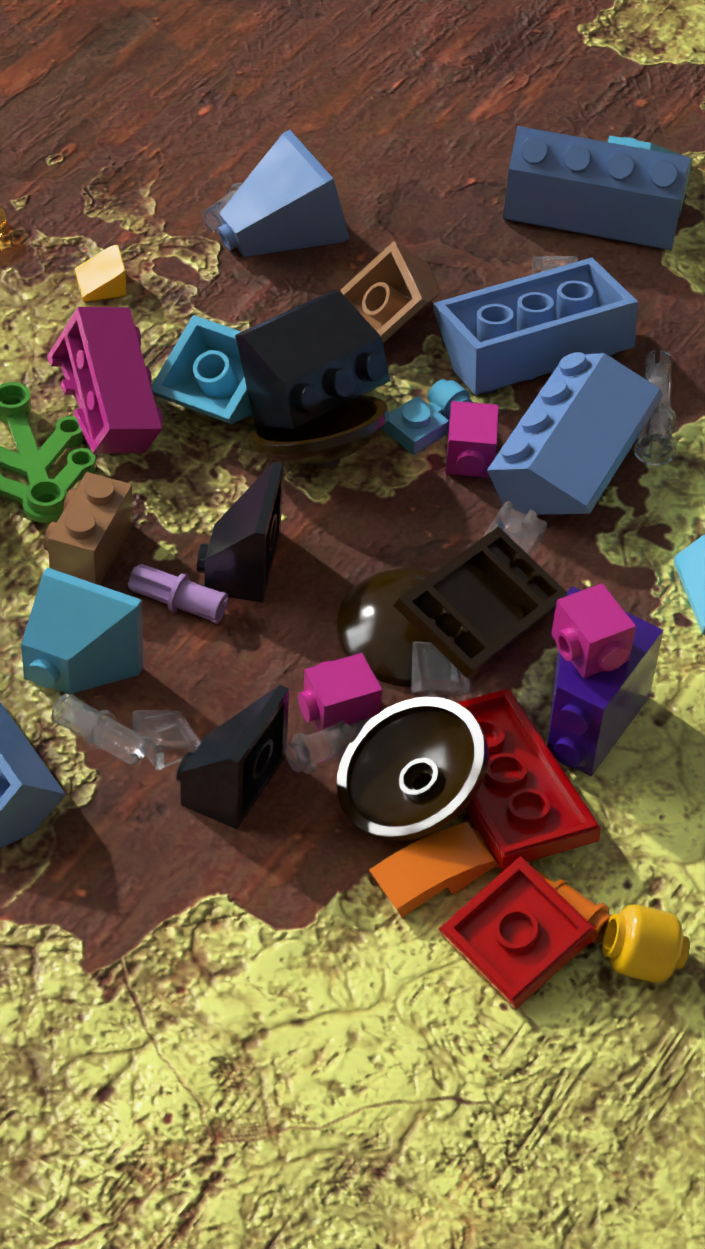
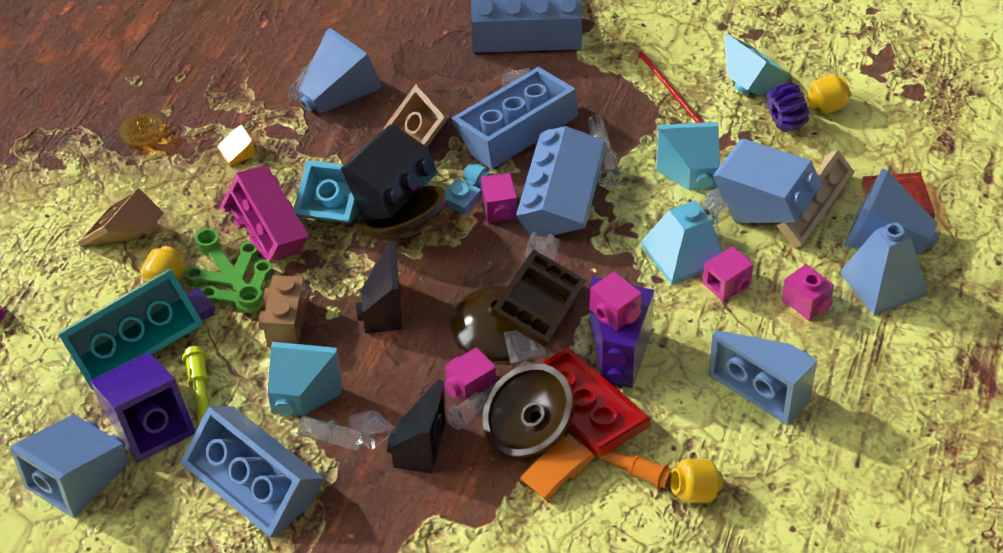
camera: 10 degrees left, 0 degrees up
(178, 592) = (350, 336): lavender axle -> none
(518, 932) = (620, 493): red tile -> none

